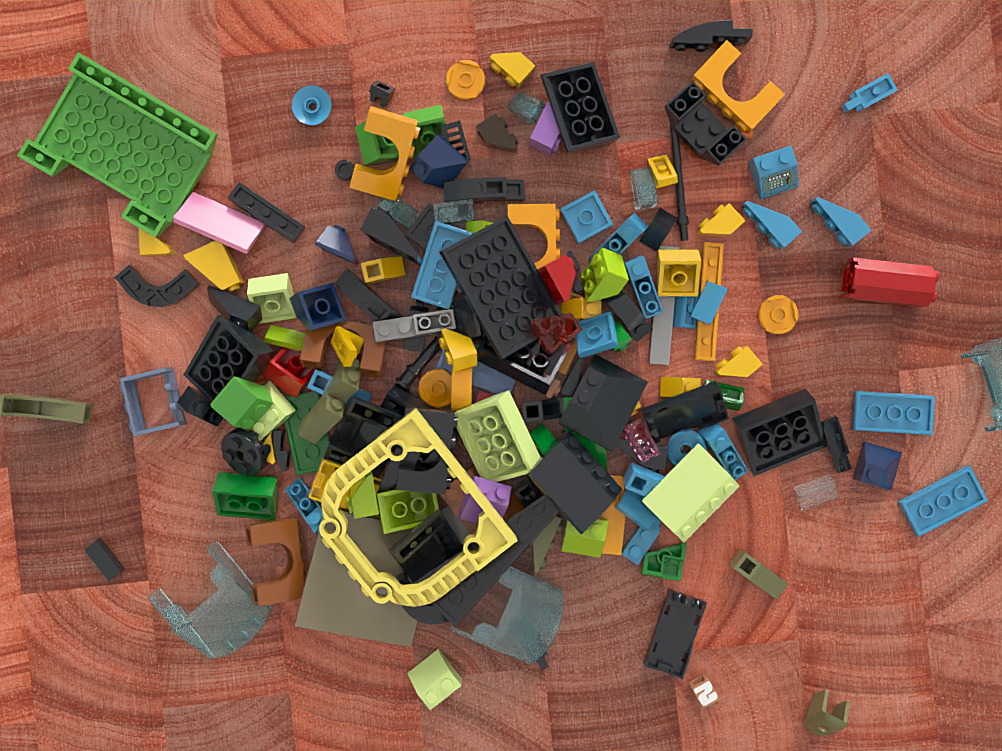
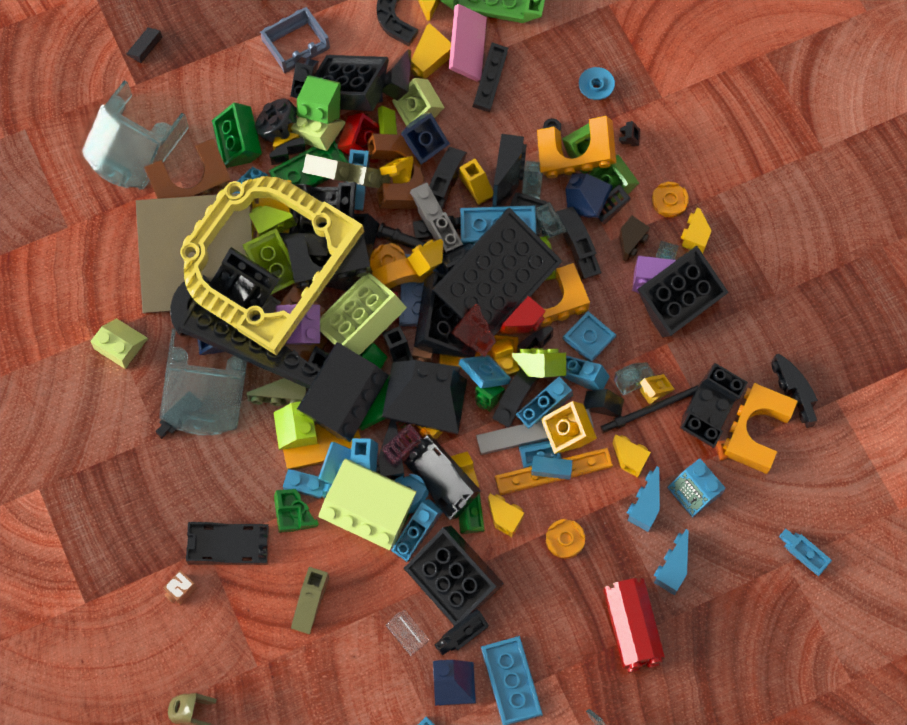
camera: 70 degrees right, 20 degrees down
(337, 243) = (485, 138): dark blue slope -> none

